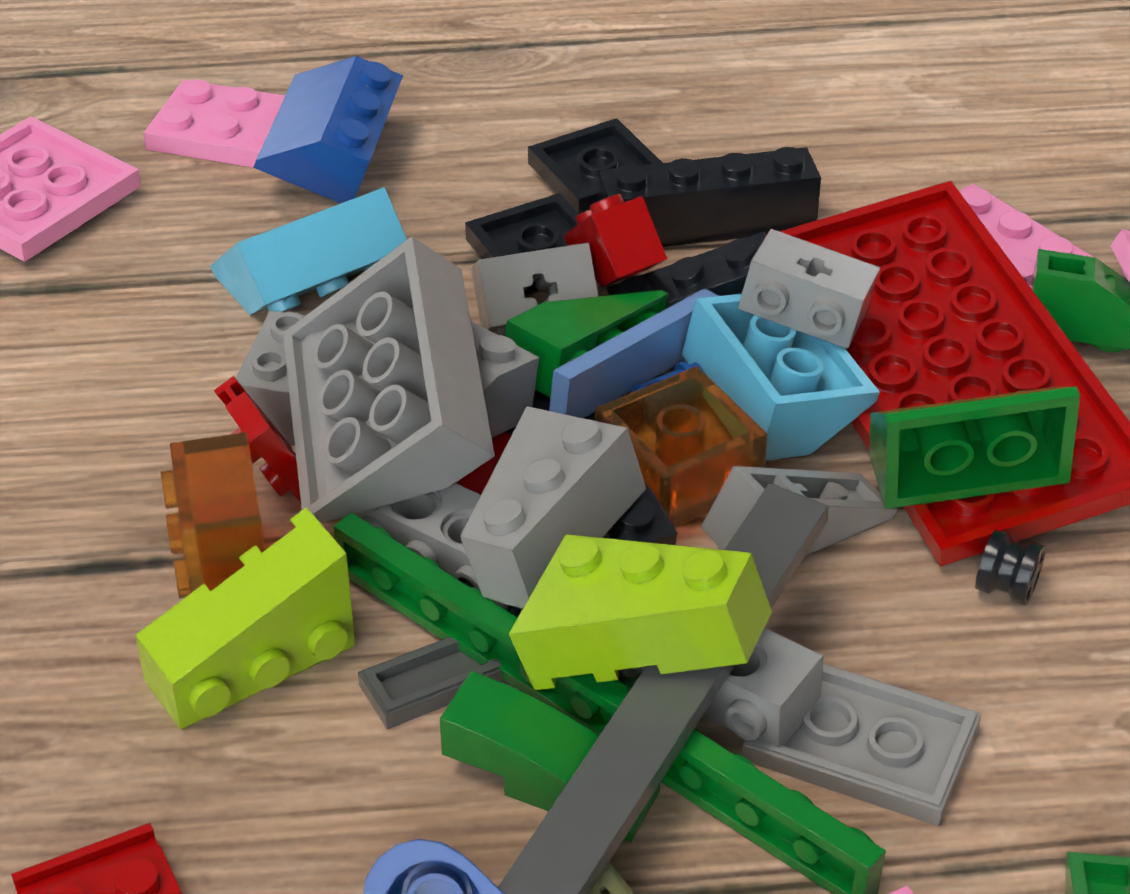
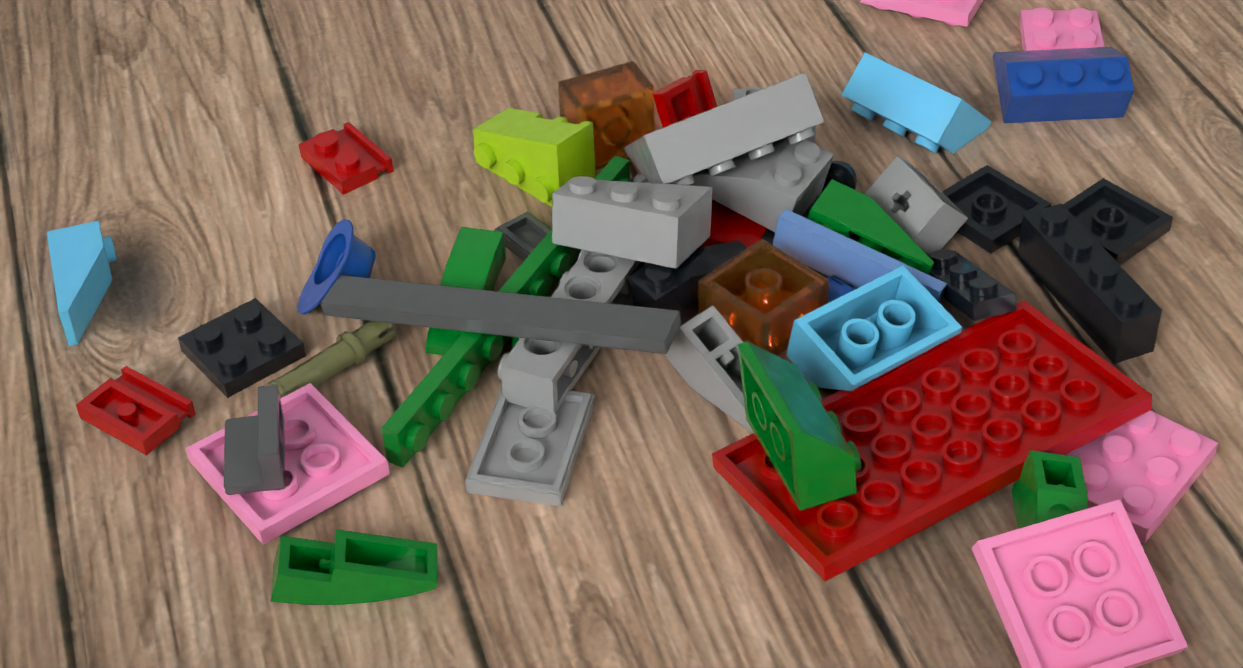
camera: 80 degrees right, 0 degrees up
(619, 238) = (969, 221): red slope -> none
(639, 606) = (536, 263): lime wedge -> none
(808, 288) = (934, 316): light grey brick -> none
(1010, 567) = (708, 495): black wheel -> none

